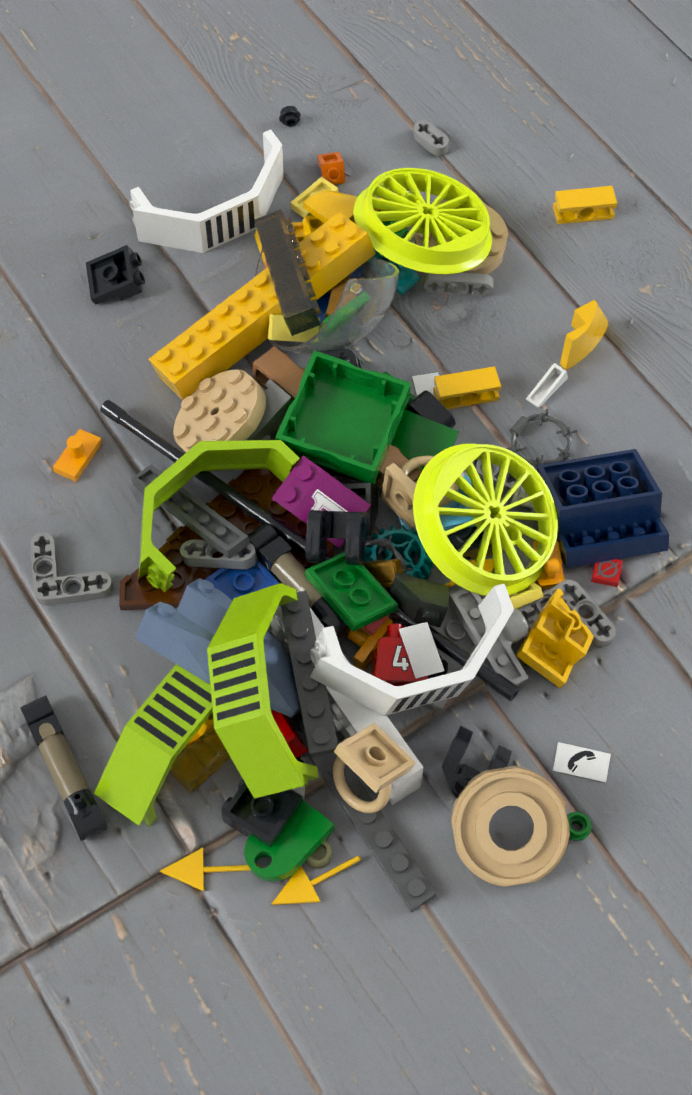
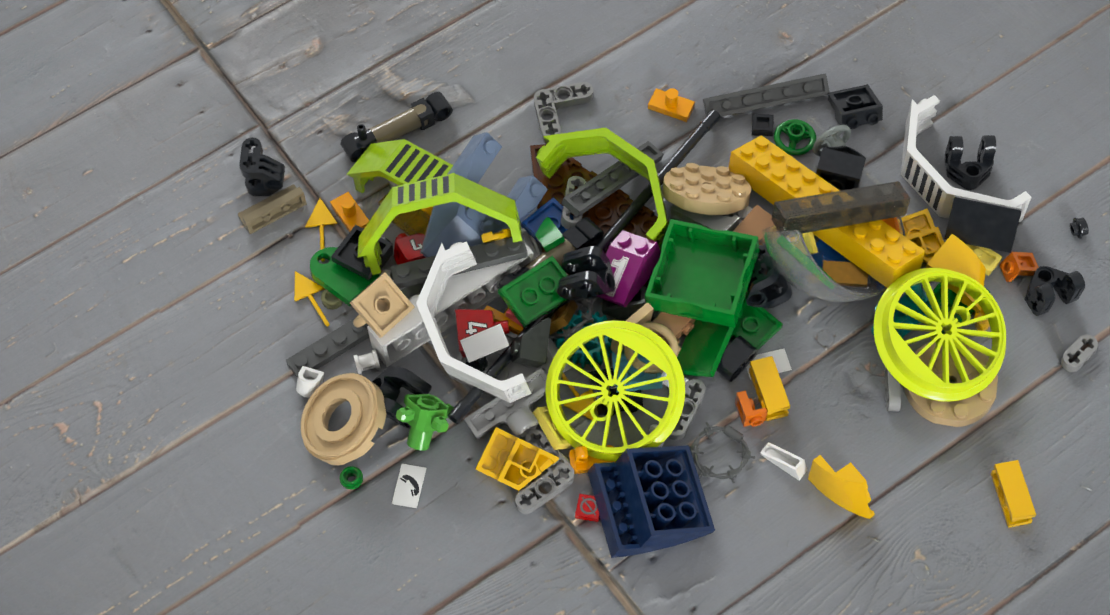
camera: 90 degrees right, 0 degrees up
(85, 357) = (768, 95): none -> dark grey plate
(118, 946) = (261, 168): none -> black piece
(121, 367) = (762, 124): none -> black tile
(141, 337) = (796, 131): none -> green piece
(169, 936) = (272, 208): none -> dark tan panel
(190, 830) = (349, 211): none -> light orange tile
(198, 289) = (838, 163): none -> black piece
(209, 178) = (969, 174): none -> black piece
(268, 575) = (549, 235): none -> green slope
(279, 625) = (489, 236): none -> yellow tile
(291, 177) = (983, 223): none -> black tile
(363, 134) = (1041, 295): none -> black piece
(418, 805) = (366, 361): none -> white bush
(447, 875) = (306, 384): none -> white plate
(492, 411) = (747, 410): none -> orange bracket
(511, 727) = (424, 415): none -> bright green piece

